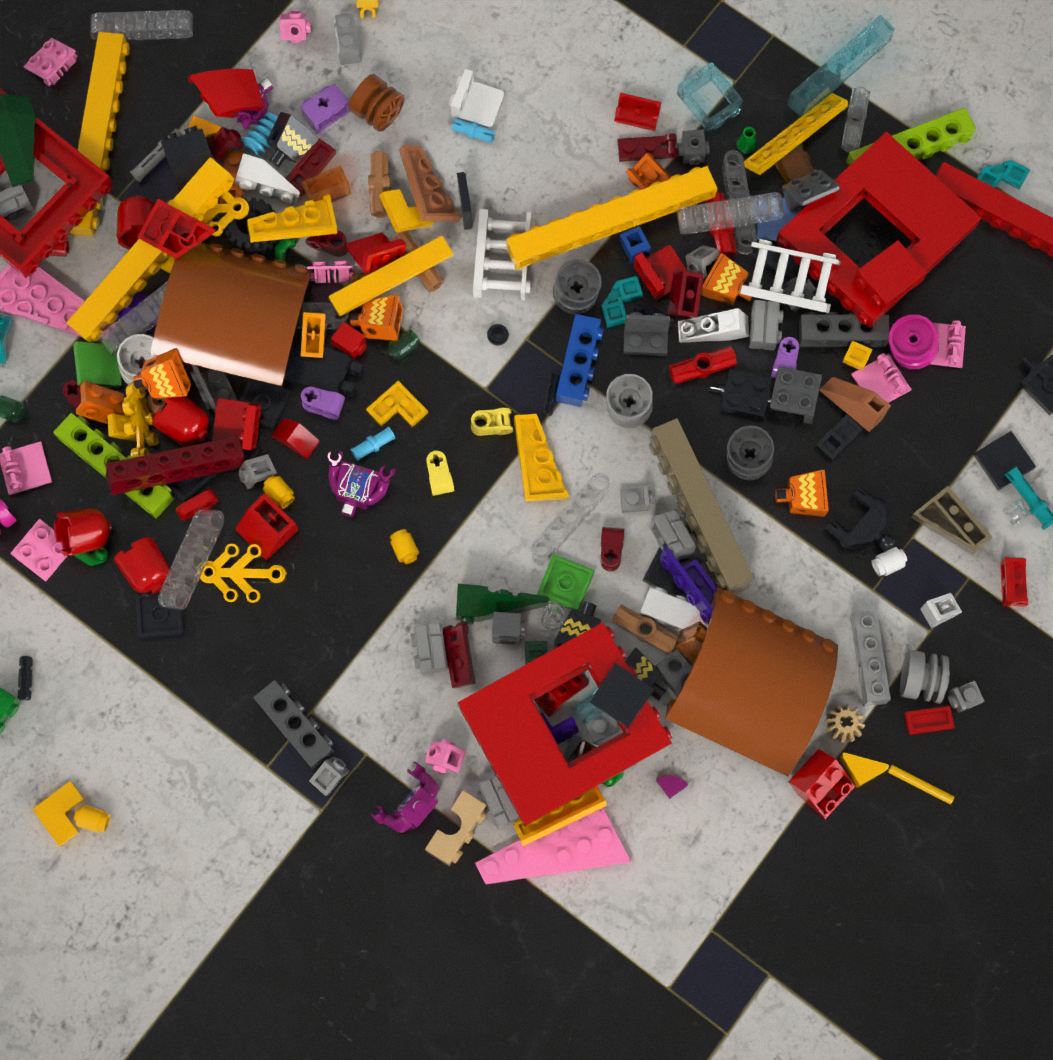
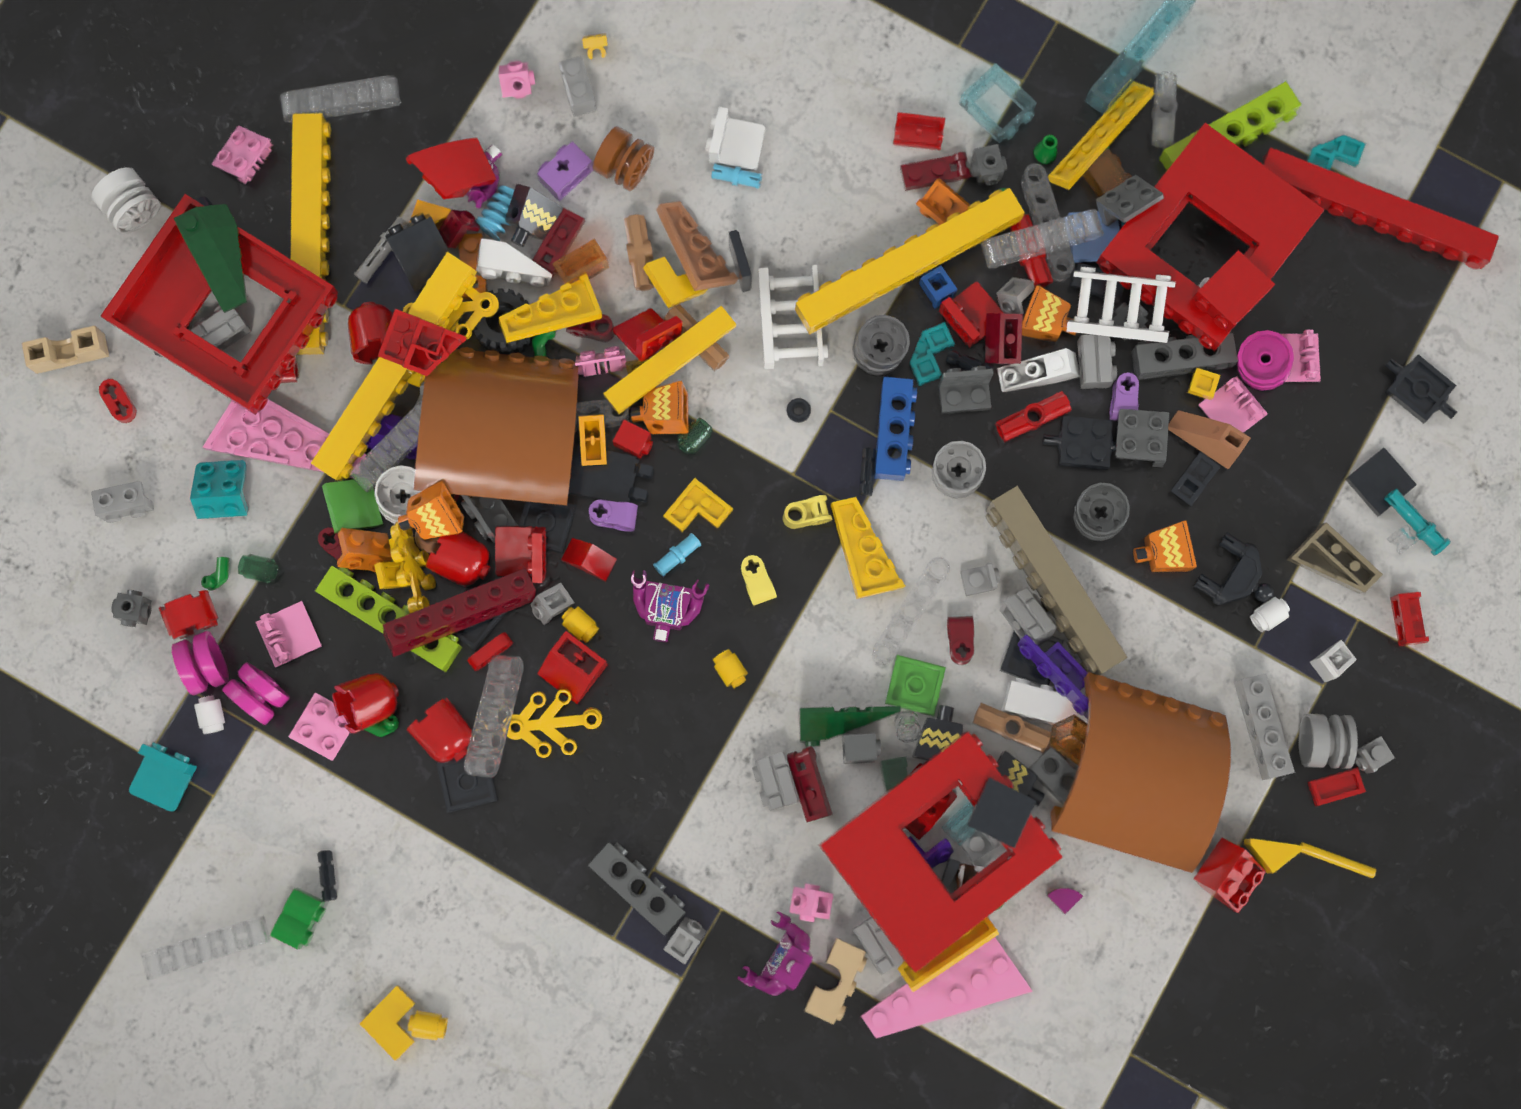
camera: 10 degrees left, 5 degrees up
(848, 731) = (1248, 814): tan gear -> none

